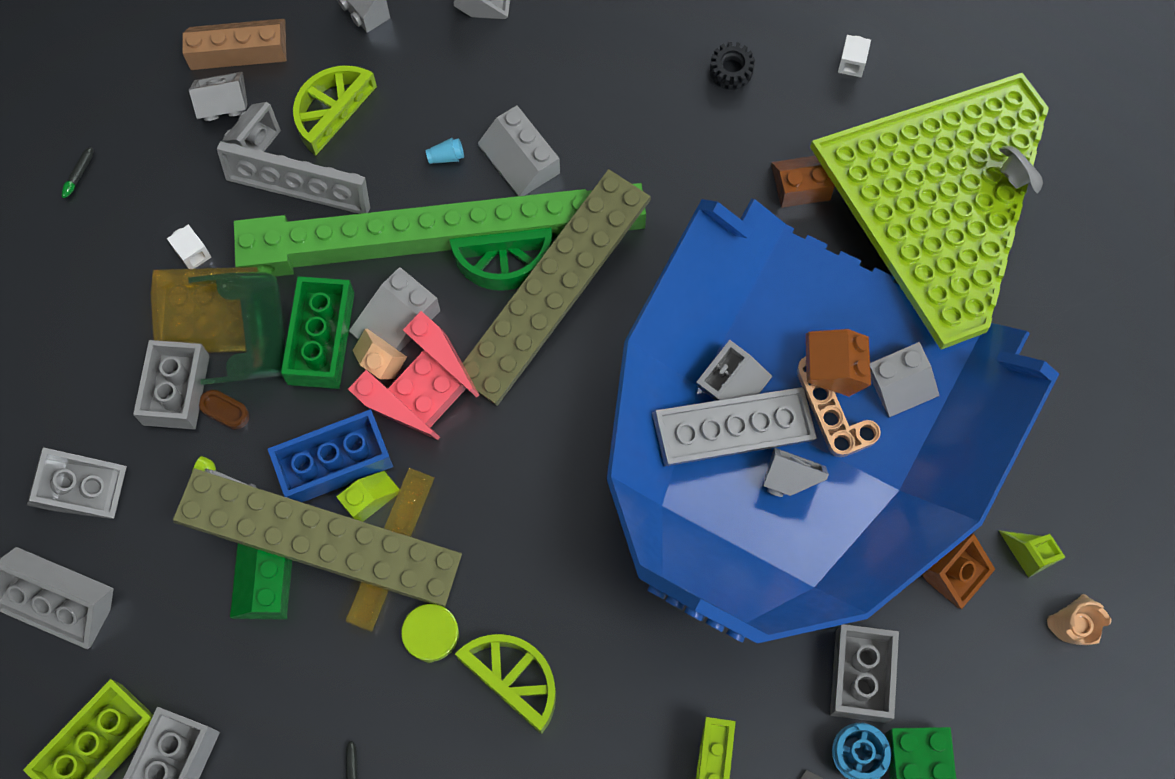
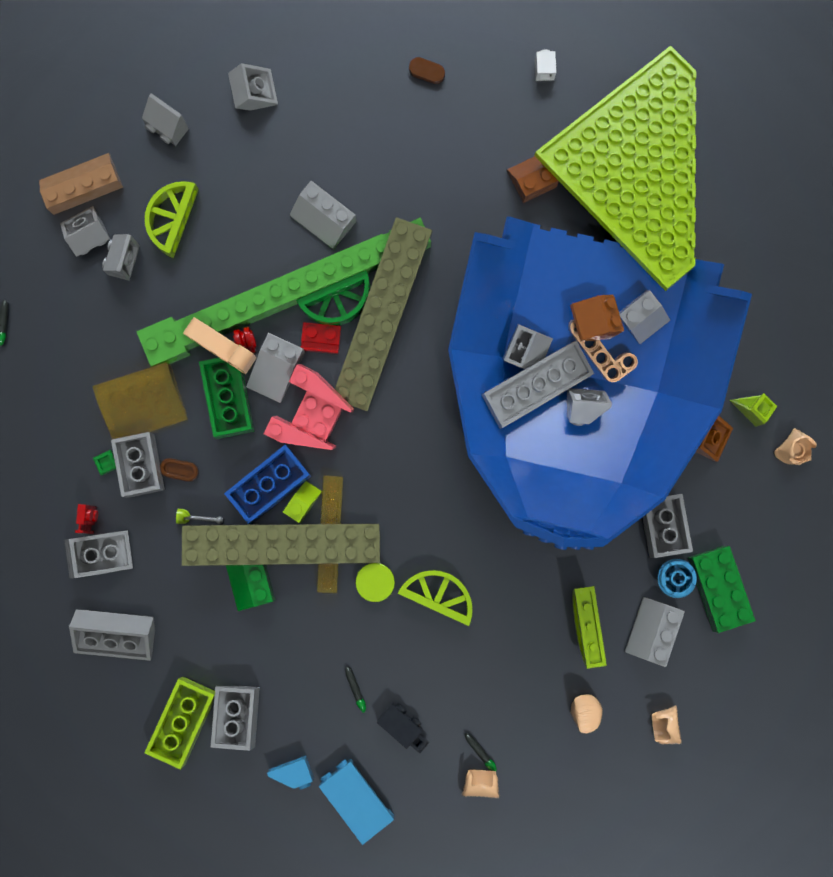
camera: 20 degrees left, 15 degrees up
(77, 431) = (86, 517): none -> red plate
(131, 373) = (105, 462): none -> green tile
(189, 247) = (108, 358): white brick -> none
(261, 324) = (179, 387): clear green windscreen -> none
(294, 178) = (166, 284): light grey plate -> none
(344, 276) = (220, 345): none -> light nougat beam
(366, 271) = (245, 339): none -> red wheel
(378, 356) = (273, 401): light nougat slope -> none
(445, 152) = (269, 229): medium azure cone -> none
(466, 297) = (320, 338): none -> red plate
(703, 26) = (426, 70): none -> reddish brown tile
(732, 53) = (457, 88): black tyre -> none
(1019, 169) = (689, 134): light grey hat -> none

